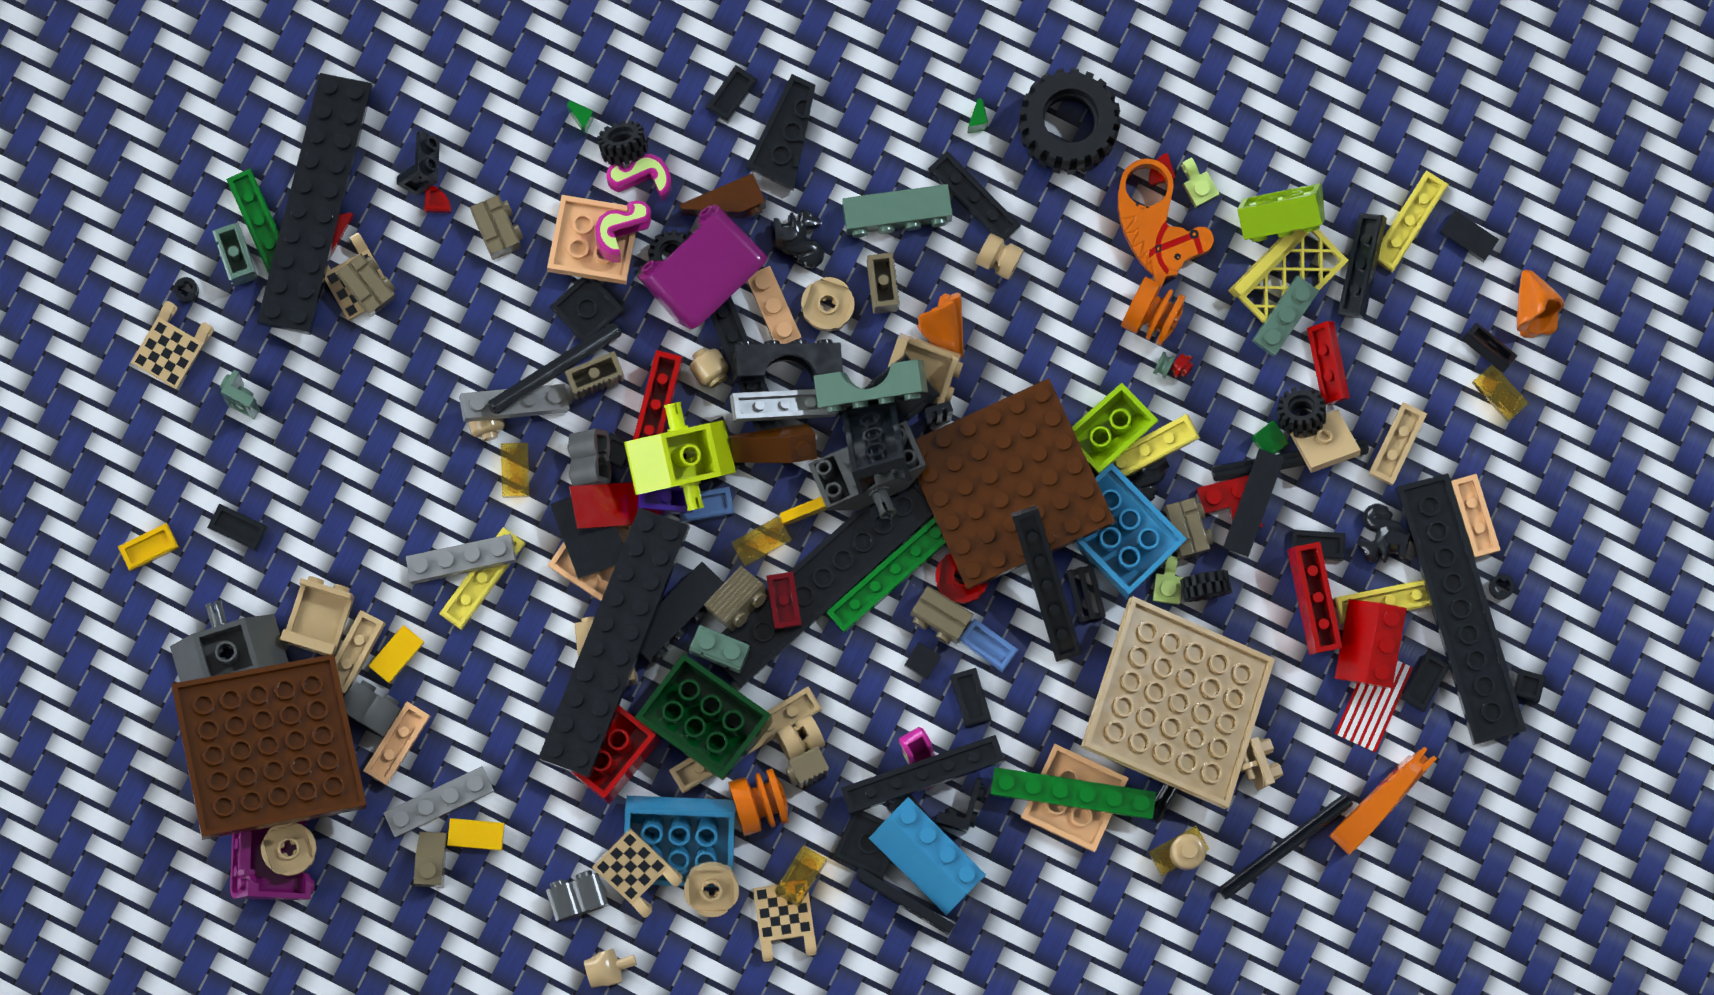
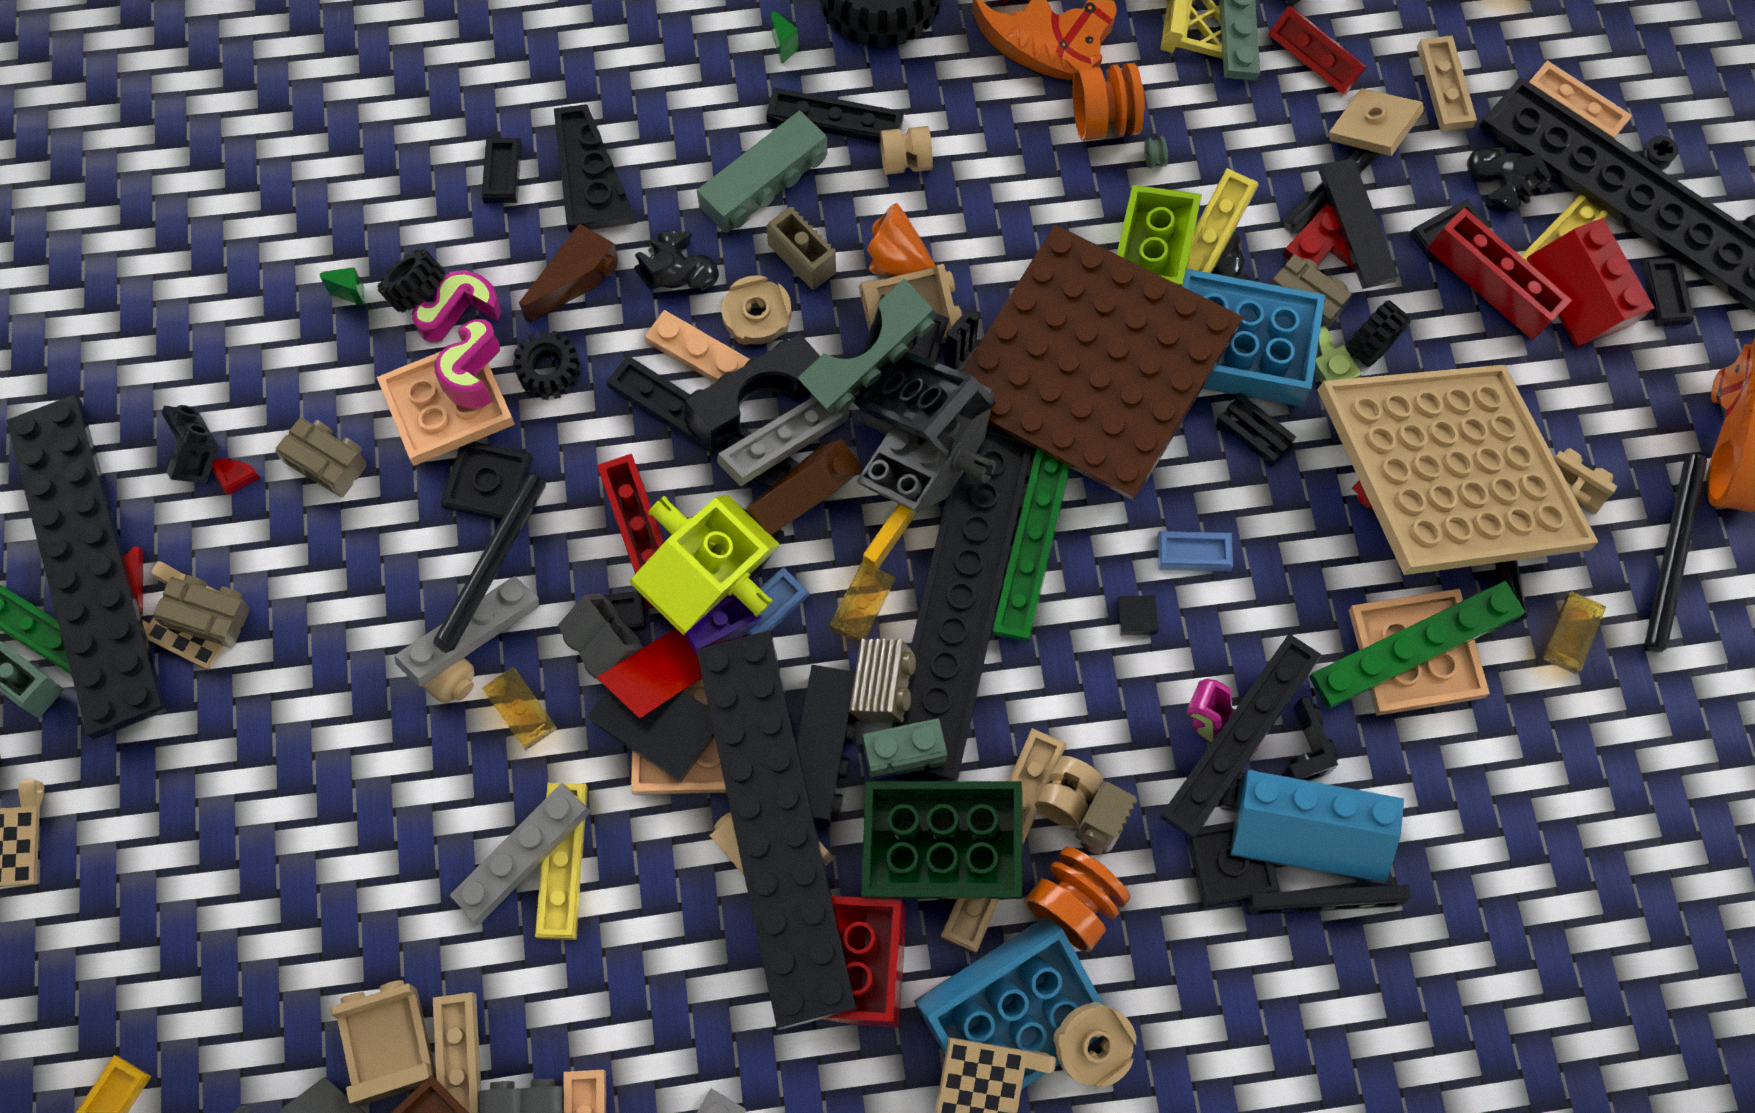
camera: 30 degrees left, 10 degrees down
(237, 396) = (115, 838): sand green bracket -> none
(237, 527) = (213, 1000): black tile -> none
(396, 654) = (513, 1022): yellow tile -> none
(594, 375) = (544, 541): dark tan brick -> none
(703, 269) = (591, 350): magenta windscreen -> none
(709, 367) = (671, 454): tan head -> none
(782, 920) = (1200, 1016): tan flag -> none
(783, 600) = (937, 646): dark red plate -> none
(800, 876) = (1187, 954): clear yellow plate -> none
(941, 615) = (1122, 551): dark tan brick -> none
(949, 586) = (1104, 515): red plate -> none
(970, 697) = (1219, 620): black tile -> none
(1046, 583) = (1217, 431): black plate -> none
(1182, 365) = (1175, 140): red plate -> none
(1187, 851) = (1595, 620): tan head -> none
(1270, 438) = (1315, 154): green slope -> none
(1305, 423) = (1336, 119): black tyre -> none
(1371, 710) = (1639, 363): sticker -> none

